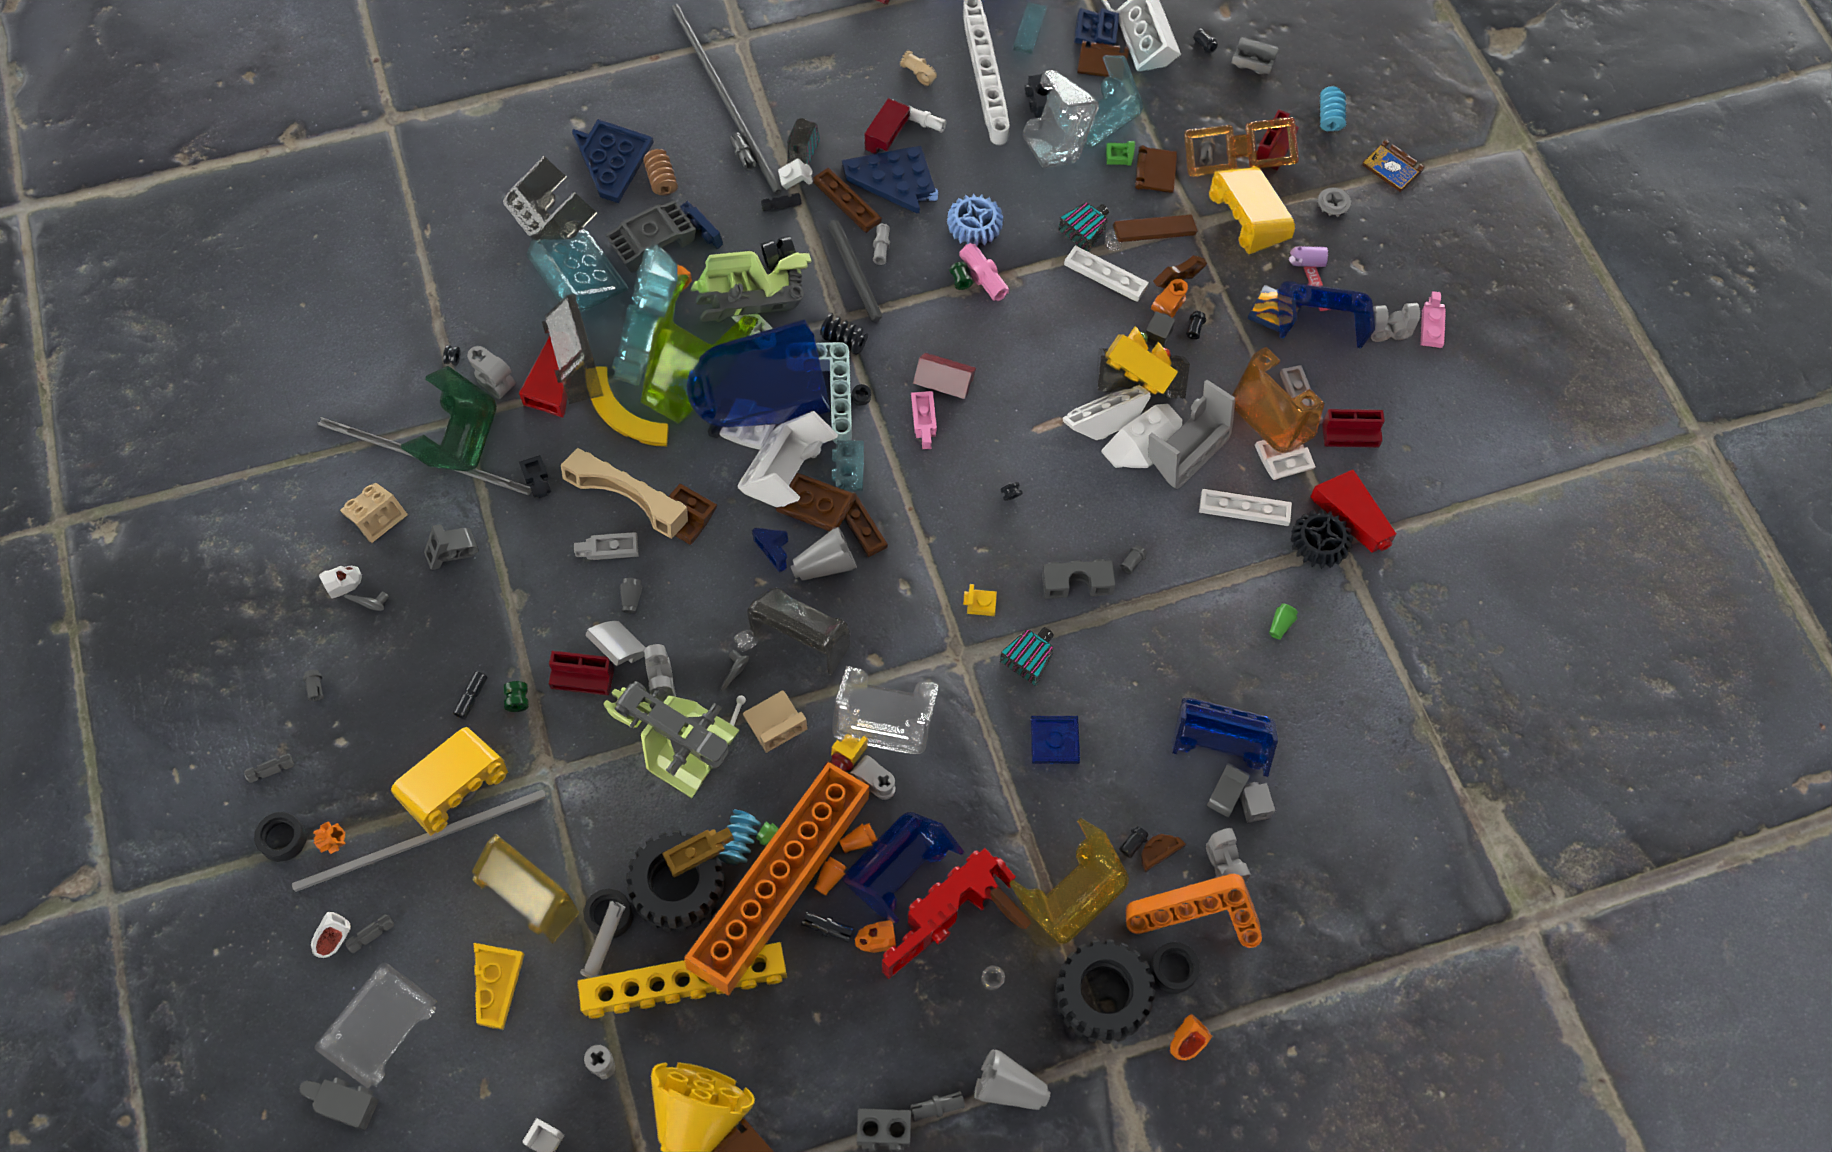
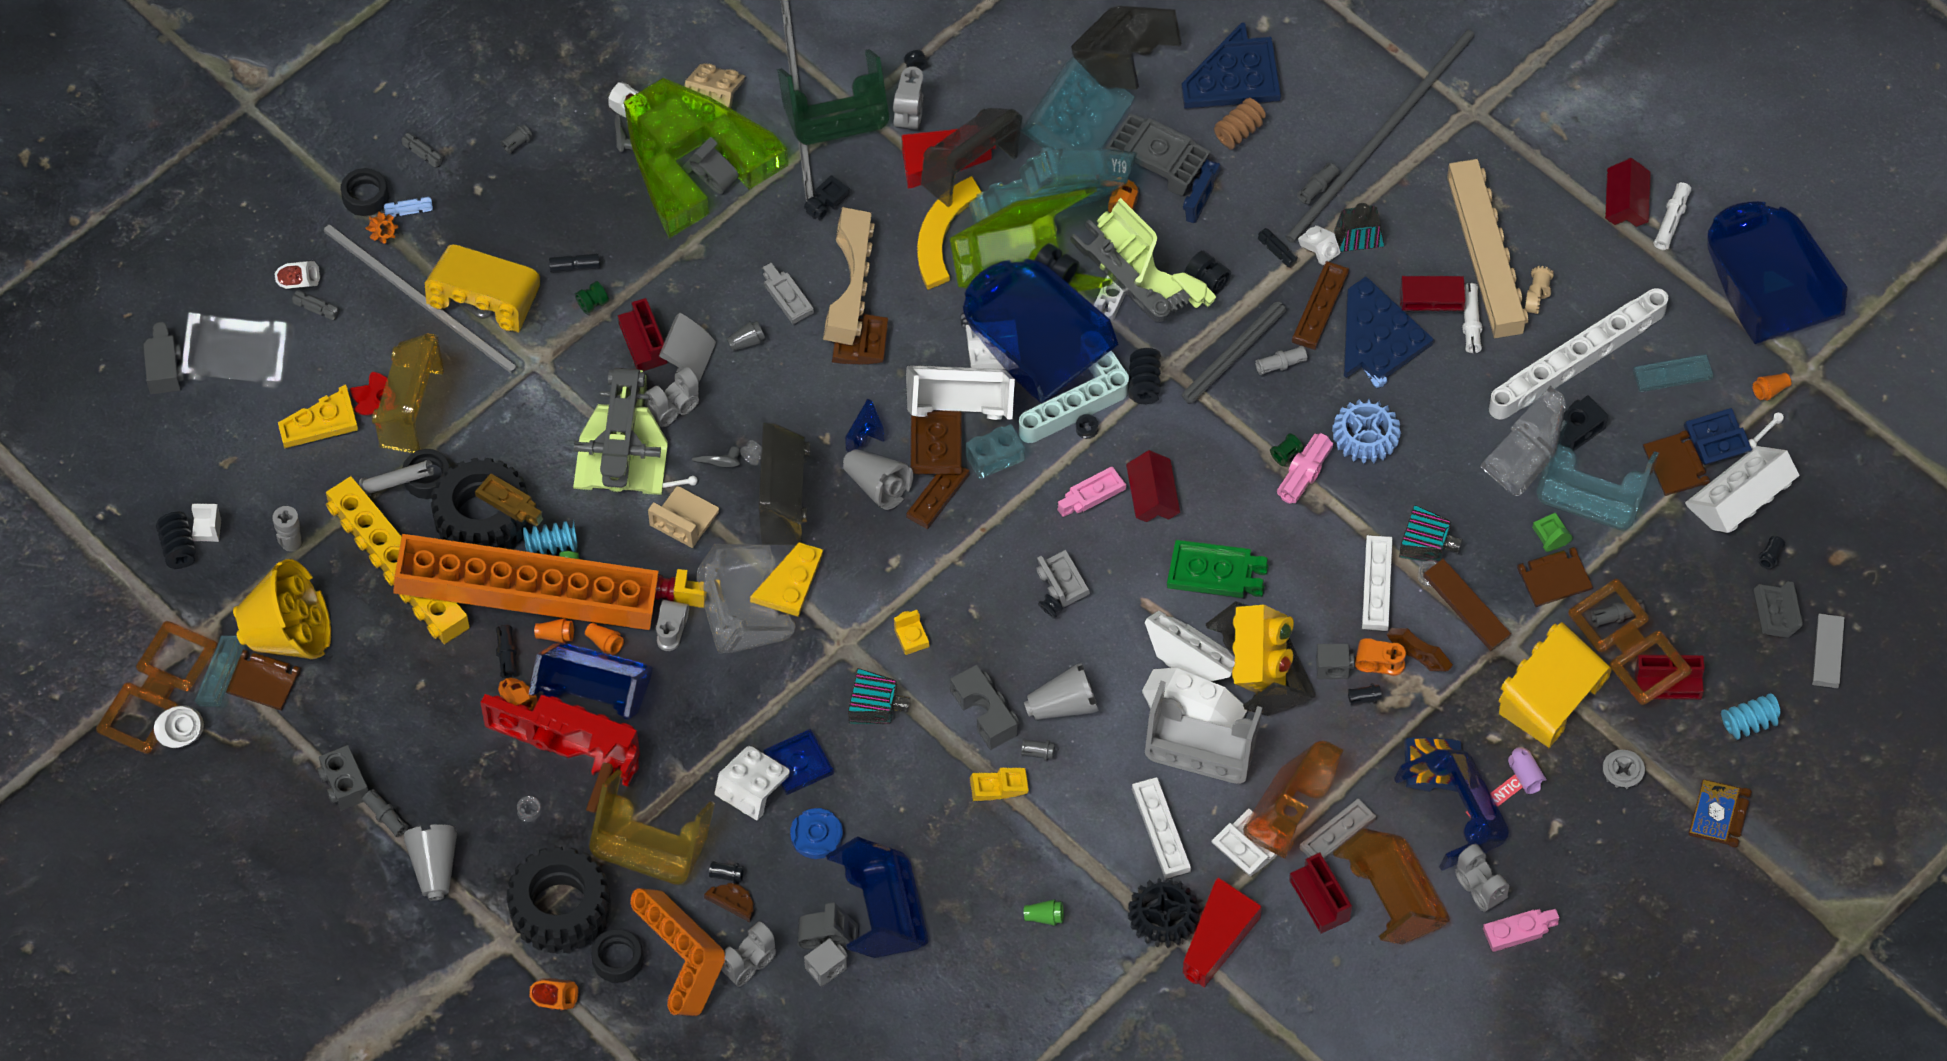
camera: 65 degrees right, 5 degrees down
(320, 806) = (408, 206): none -> light blue axle
(387, 555) = (674, 120): none -> clear neon green piece
(494, 925) = (369, 395): none -> red plate
(708, 340) = (1062, 265): none -> black wheel
(864, 79) = (1486, 248): none -> tan brick
(884, 668) = (790, 581): none -> yellow wing
(990, 472) = (1063, 578): none -> light grey bracket
(1037, 369) = (1216, 569): none -> green tile
(1061, 782) = (749, 781): none -> white bracket
(1101, 516) = (1063, 696): none -> light grey cone
(1128, 756) = (816, 833): none -> blue tile
(1150, 601) = (1000, 785): none -> yellow slope
(1297, 48) = (1828, 651): none -> light grey tile
(1377, 377) = (1398, 882): none -> clear orange windscreen

